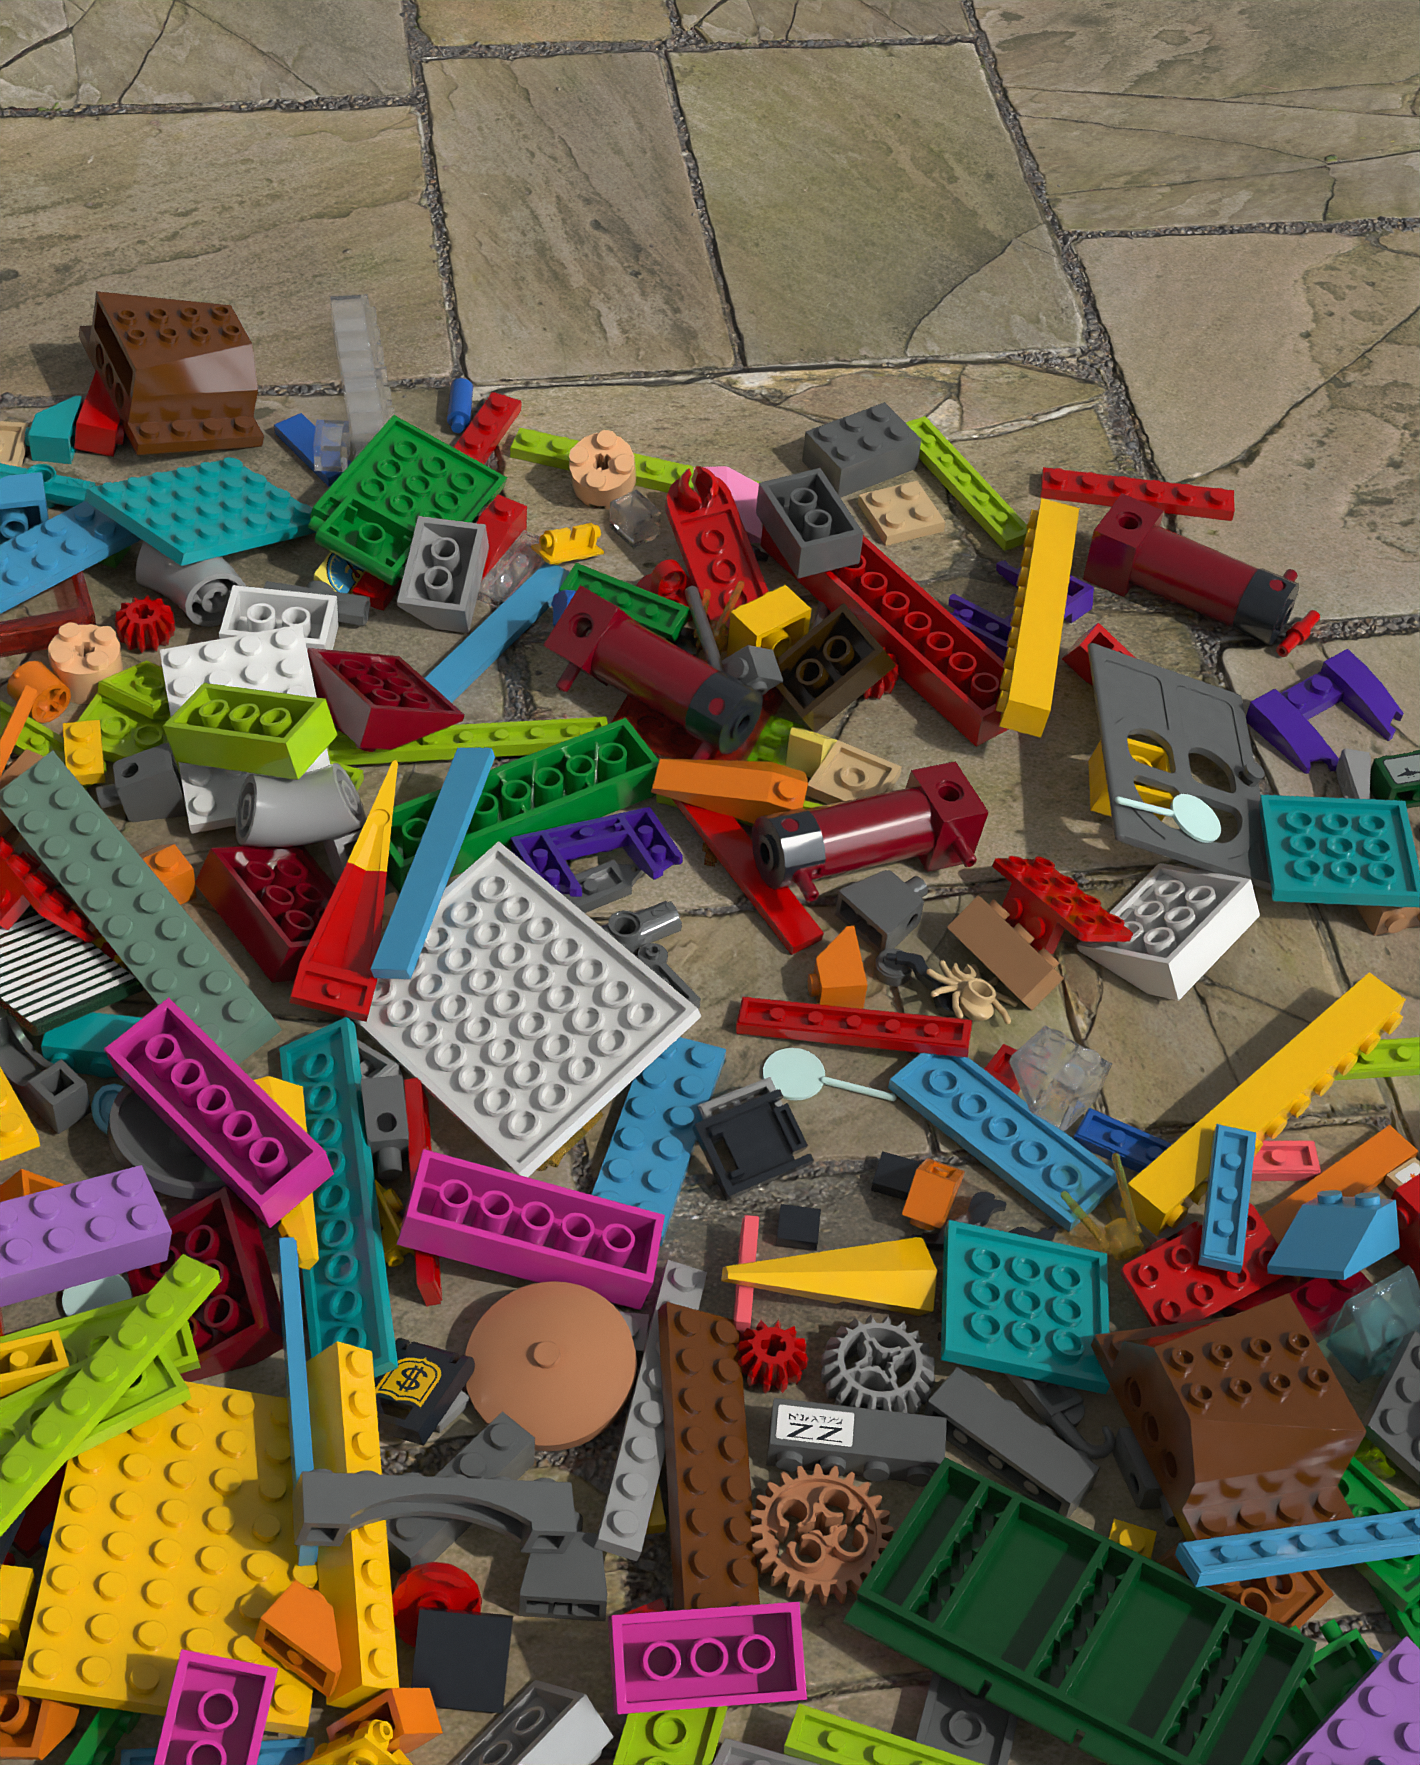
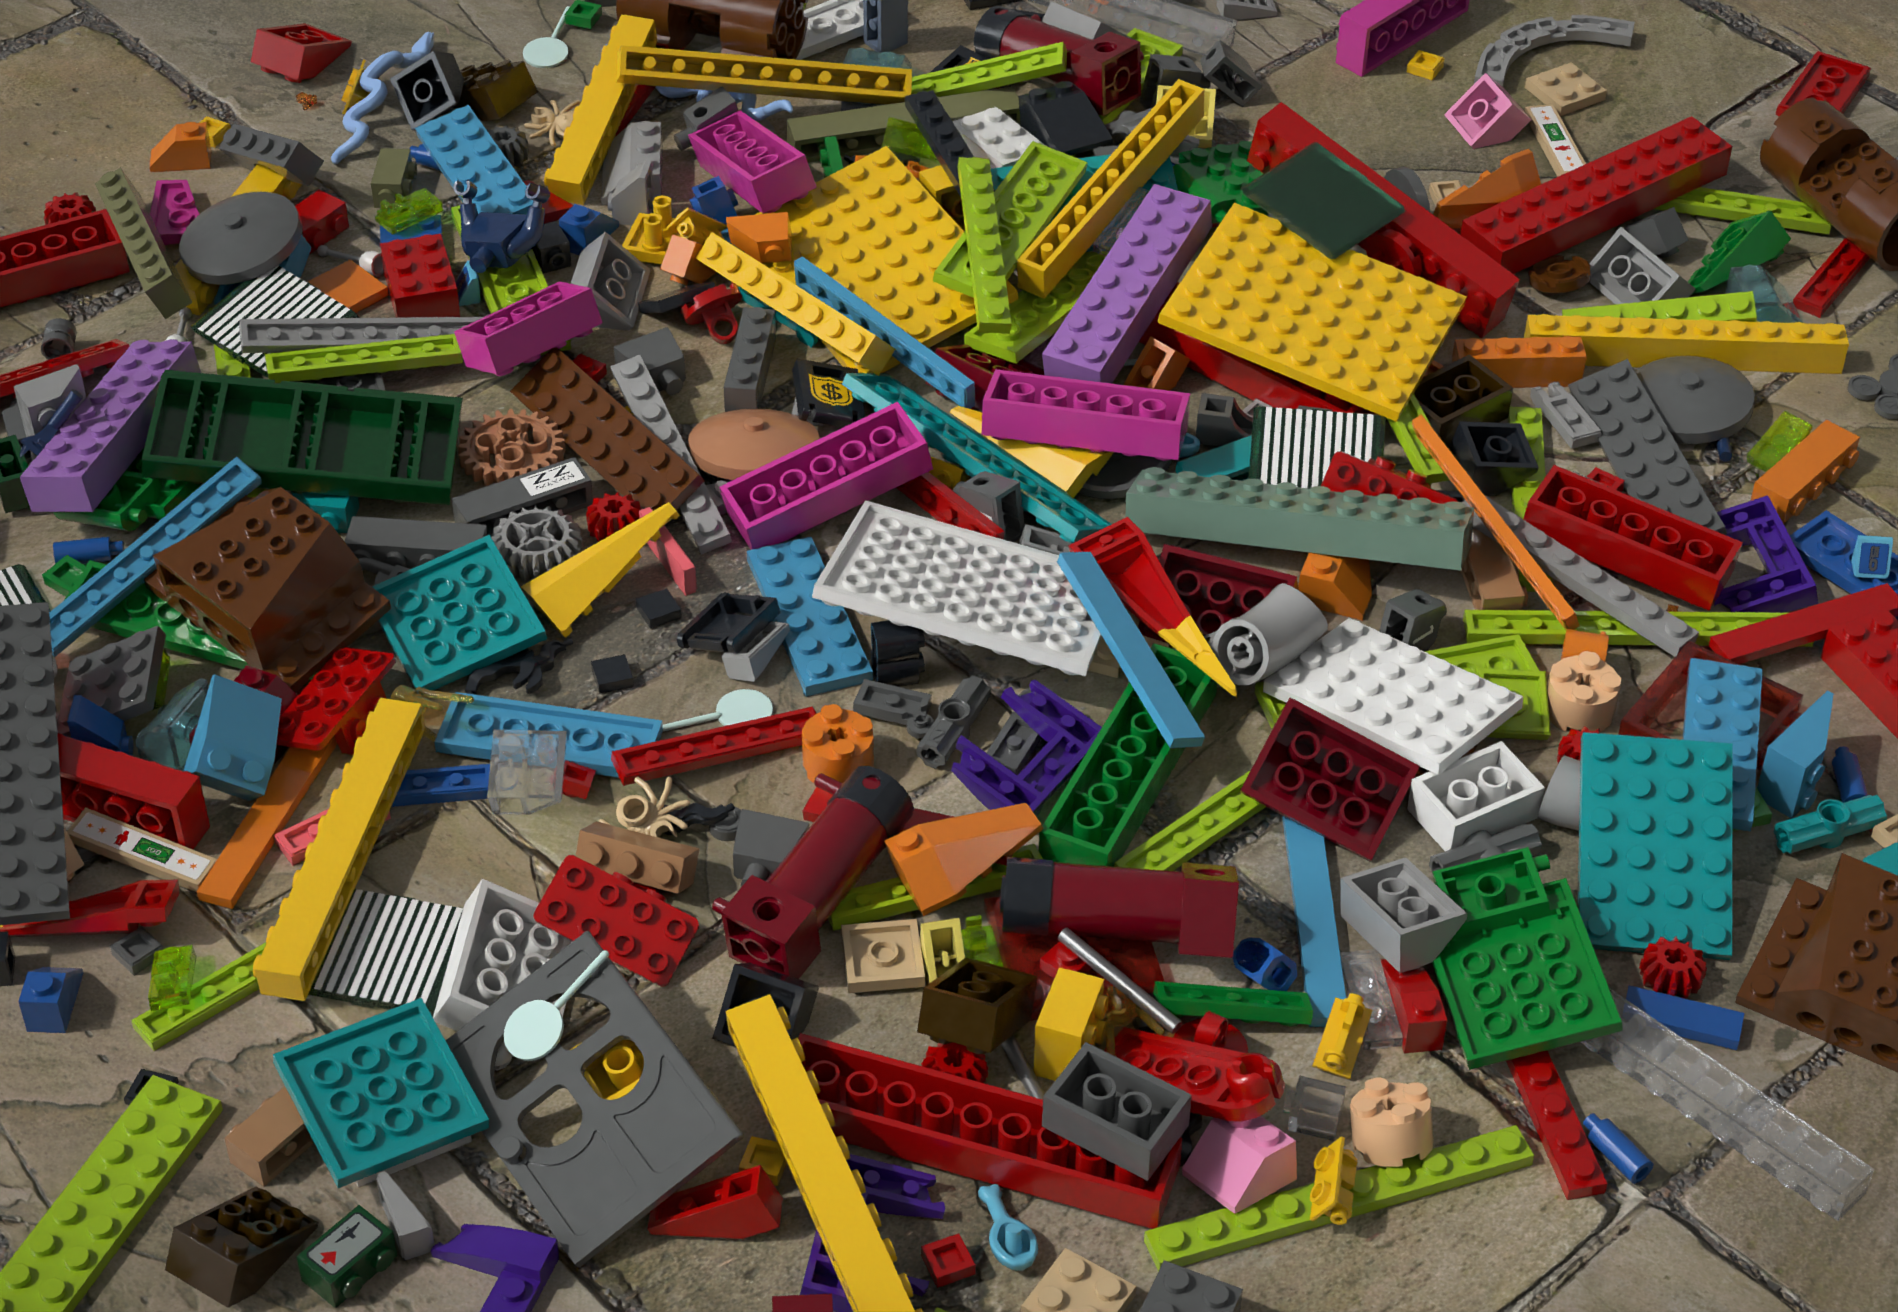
camera: 150 degrees right, 5 degrees down
(84, 751) = (1487, 623): yellow plate -> none
(250, 730) = (1350, 622): lime brick -> none
(287, 466) = (1673, 967): none -> red gear
(331, 445) = (1656, 993): clear brick -> none
(529, 1512) = (691, 336): dark grey arch -> none
(675, 462) = (1334, 1169): none -> yellow hinge
(751, 959) = (837, 743): none -> orange brick
(754, 667) = (1039, 949): dark grey brick -> none
(839, 973) = (759, 778): orange slope -> none
(920, 555) = (1009, 1238): none -> medium azure piece
(932, 1194) = (574, 668): orange slope -> none
(973, 568) = (948, 1260): none -> red plate
(988, 780) = (753, 982): none -> black slope
(1064, 691) = (767, 1154): none -> yellow plate
(1227, 1199) = (336, 725): dark azure tile -> none
(1253, 1003) = (388, 952): none -> piece

